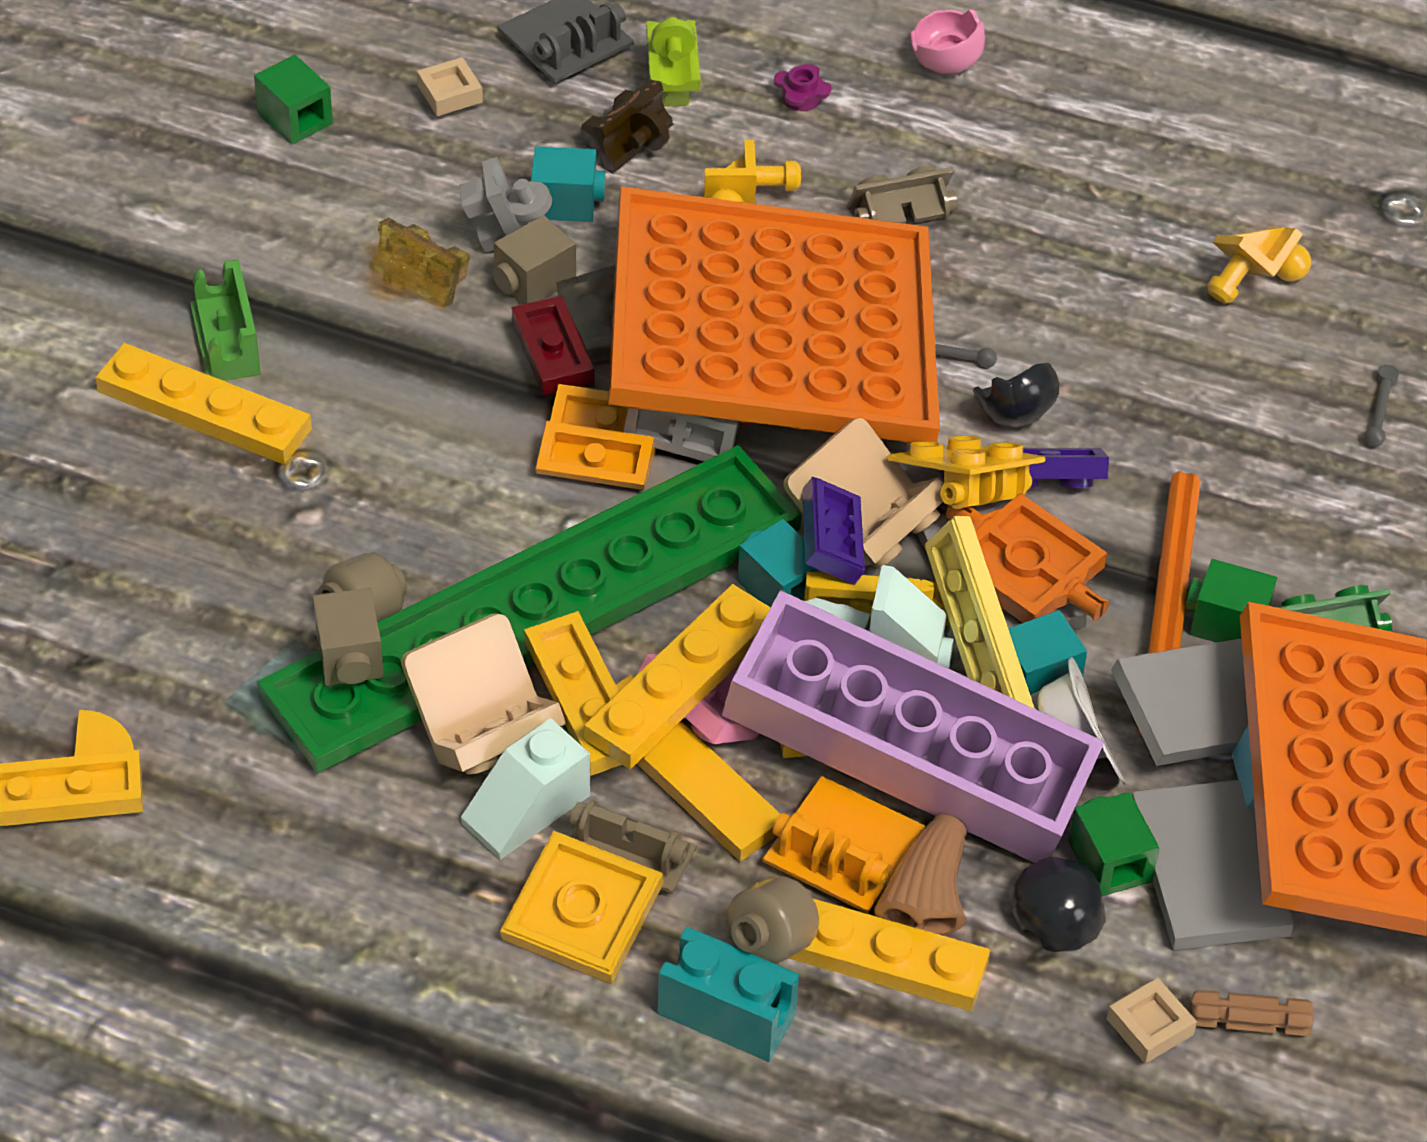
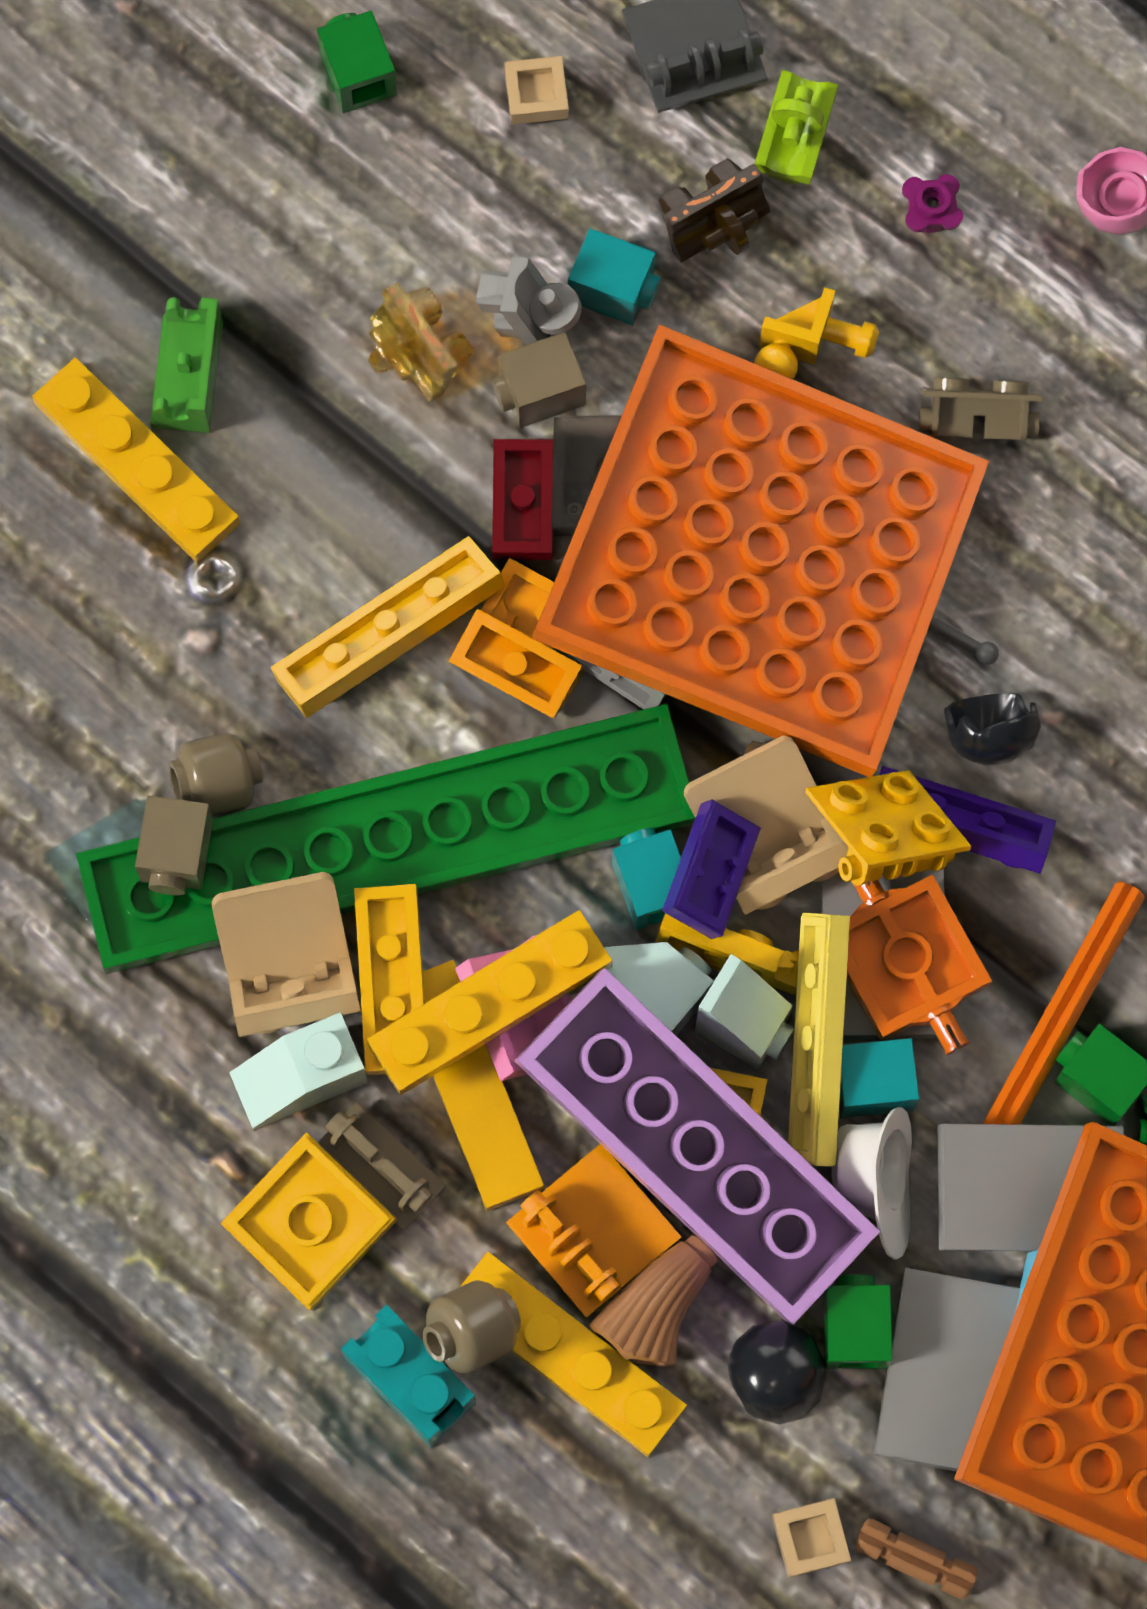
camera: 20 degrees right, 25 degrees up
(472, 456) = (387, 626): none -> yellow plate

